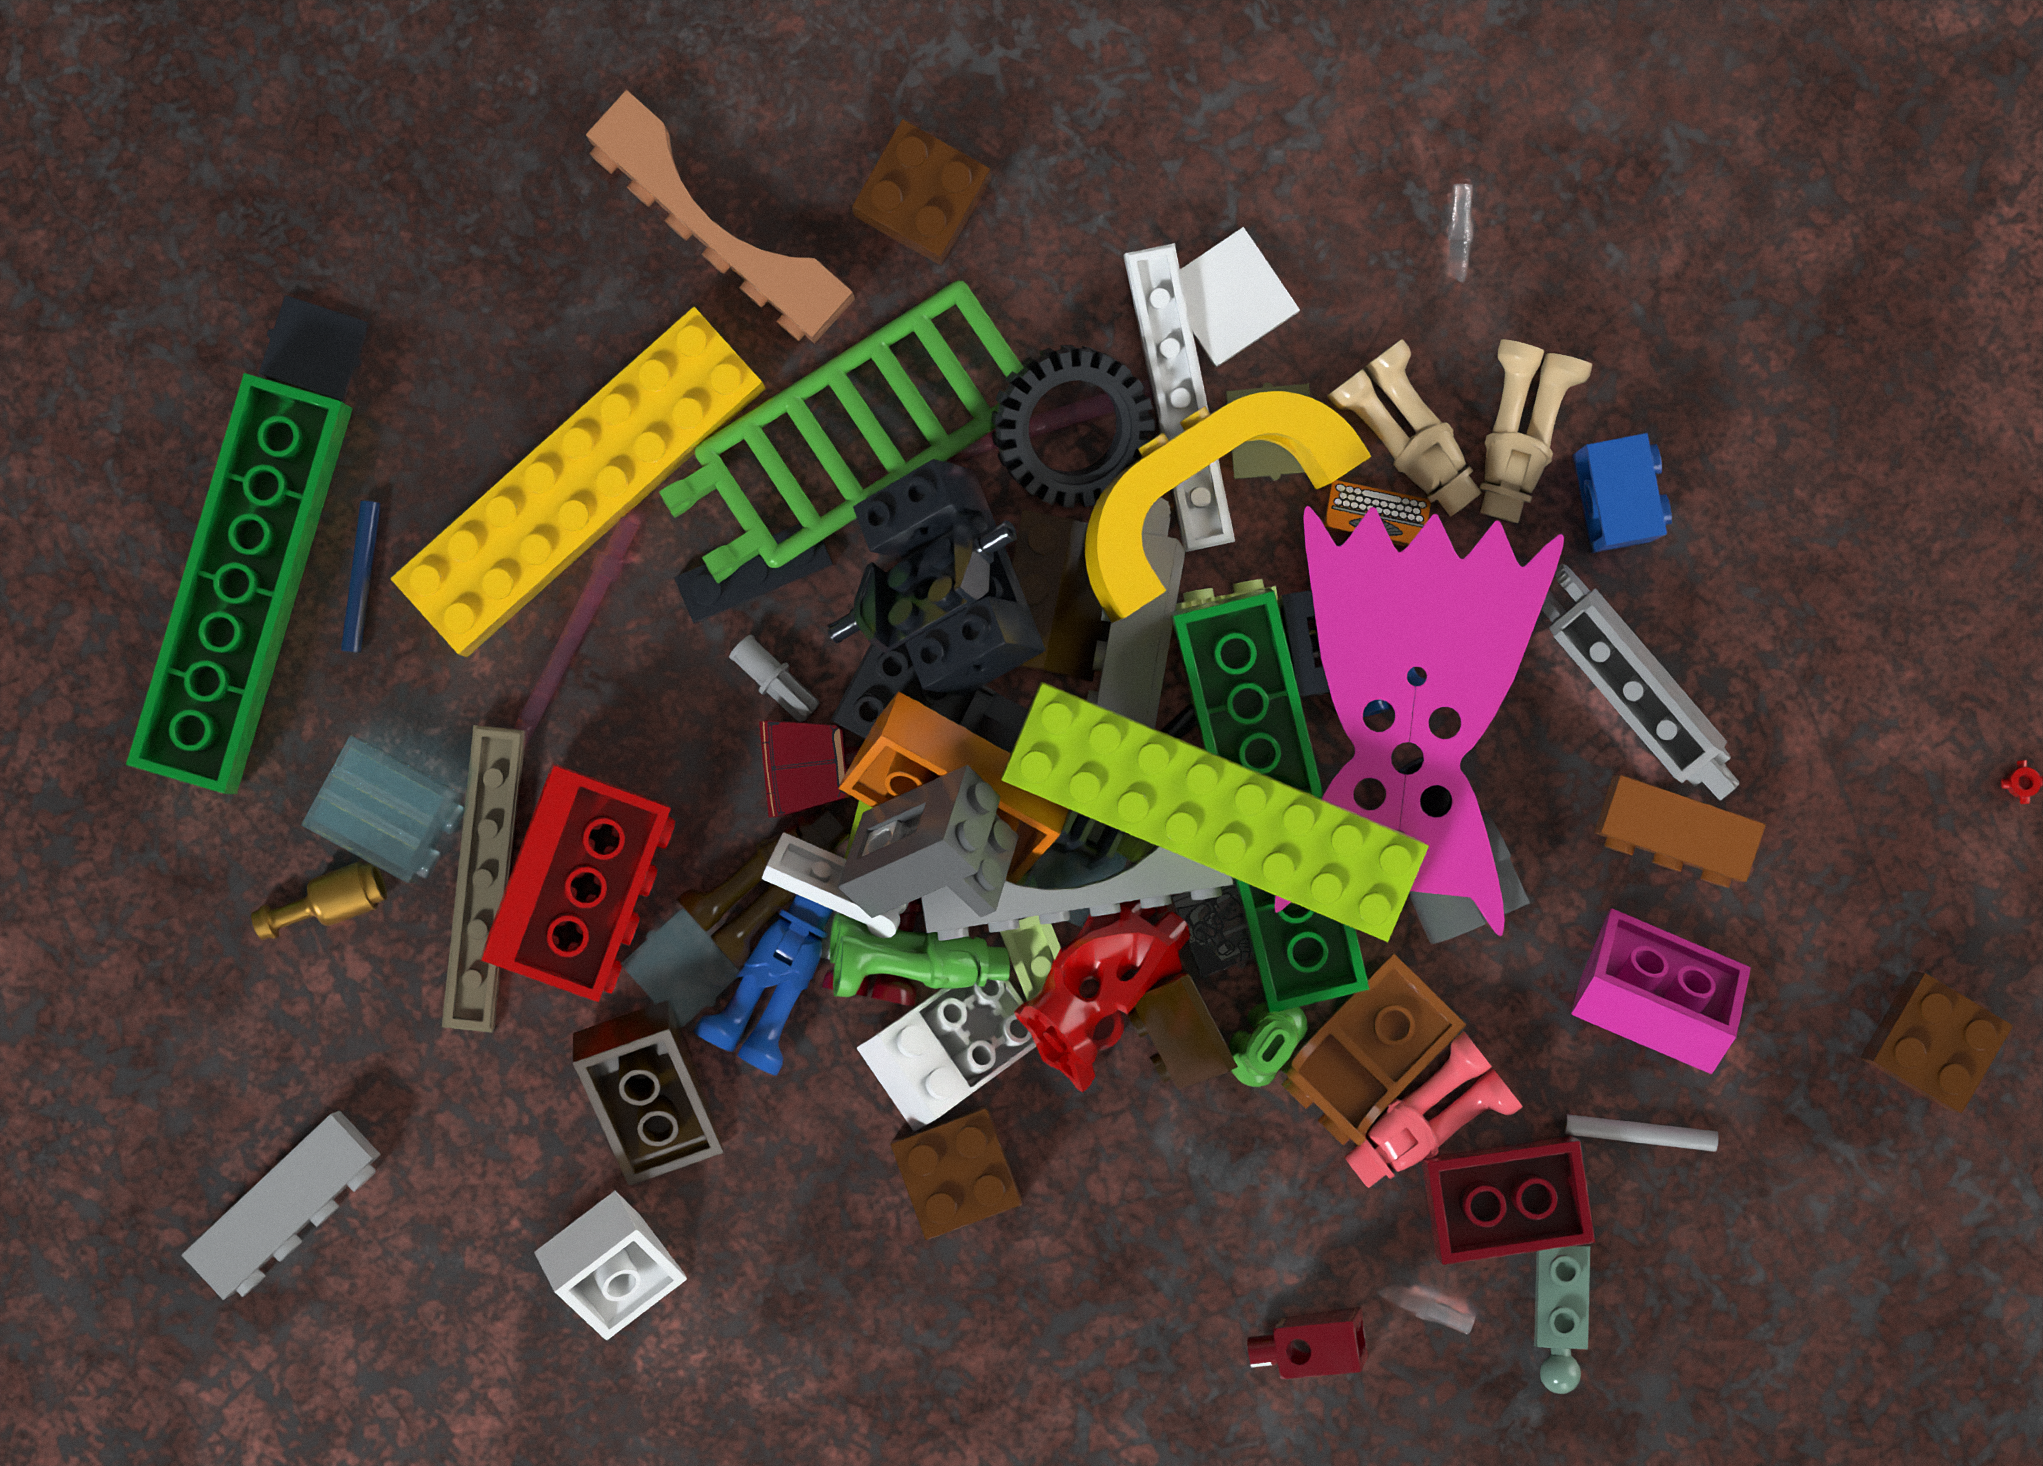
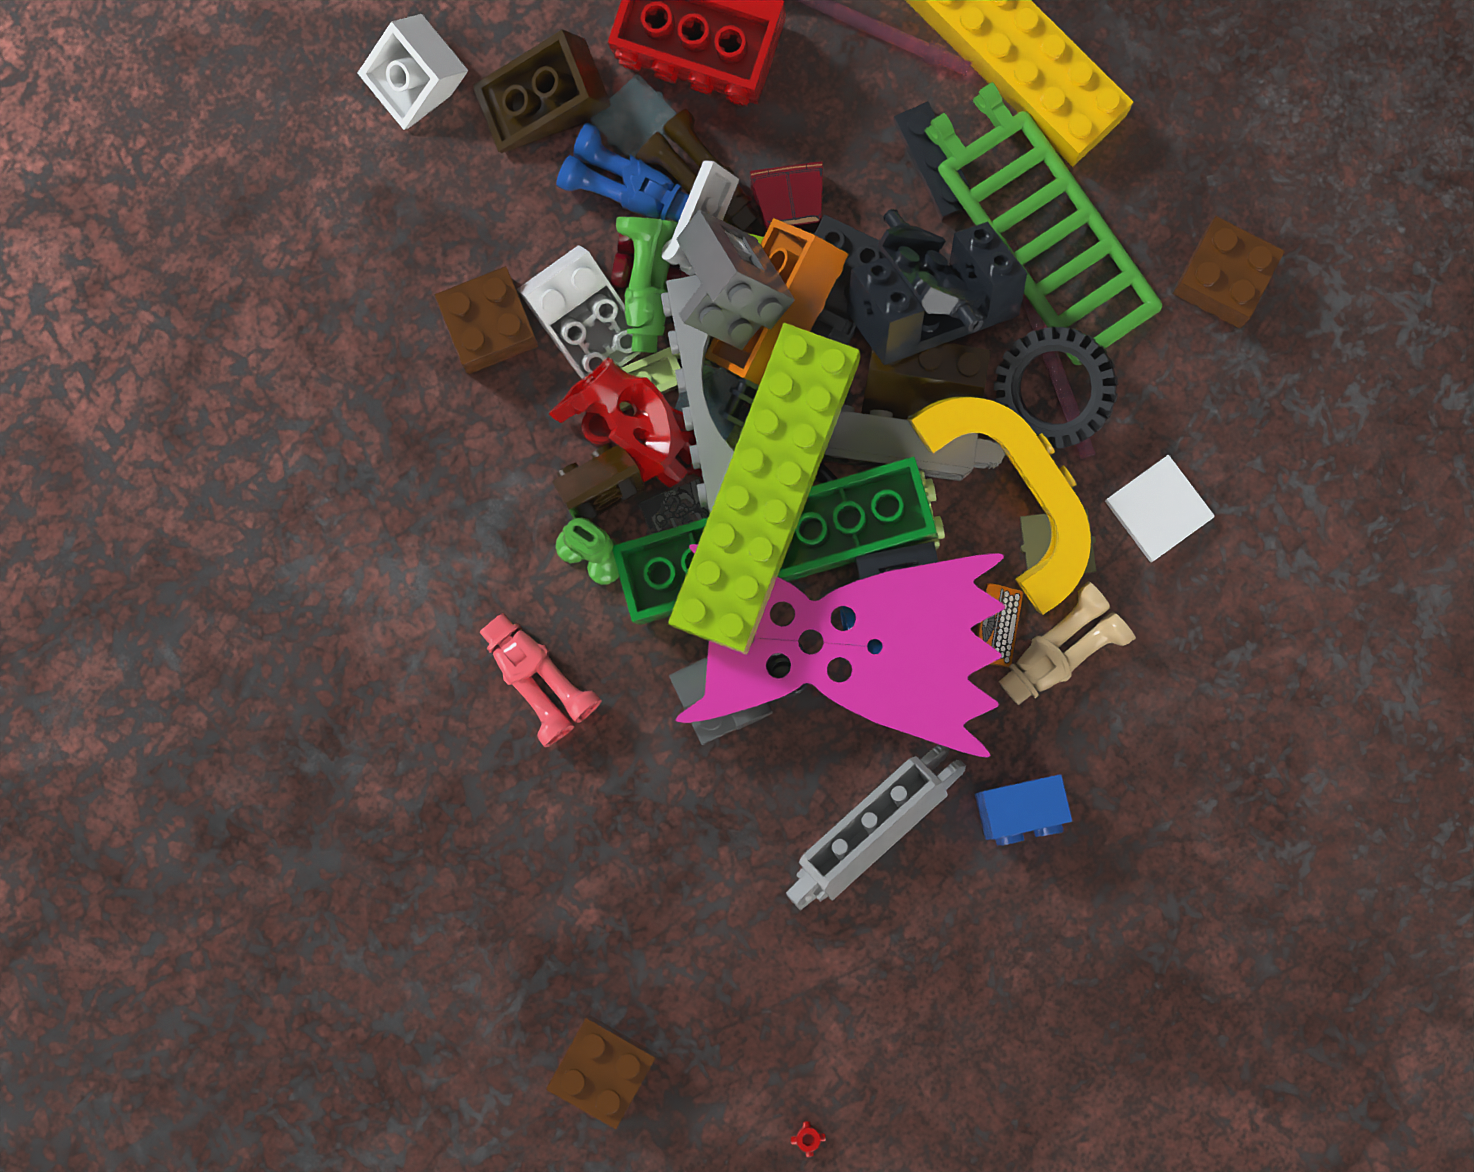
camera: 85 degrees right, 5 degrees down
(774, 679) = (854, 176): light grey axle -> none
(795, 286) = (1246, 70): nougat arch -> none
(1177, 387) = (1089, 468): white tile -> none
(1334, 1338) = (359, 592): dark red torso -> none
(1370, 1050) = (583, 627): dark orange bracket -> none
(1428, 1307) = (389, 682): clear piece -> none
(1460, 230) = (1220, 684): clear piece -> none
(1508, 1200) = (471, 736): dark red brick -> none
(1518, 459) = (1046, 728): tan piece -> none
(1562, 1313) = (386, 784): sand green plate -> none
(1640, 1132) = (526, 842): light grey bar -> none
(1662, 991) = (636, 854): dark pink slope -> none
(1678, 831) = (760, 864): dark orange brick -> none

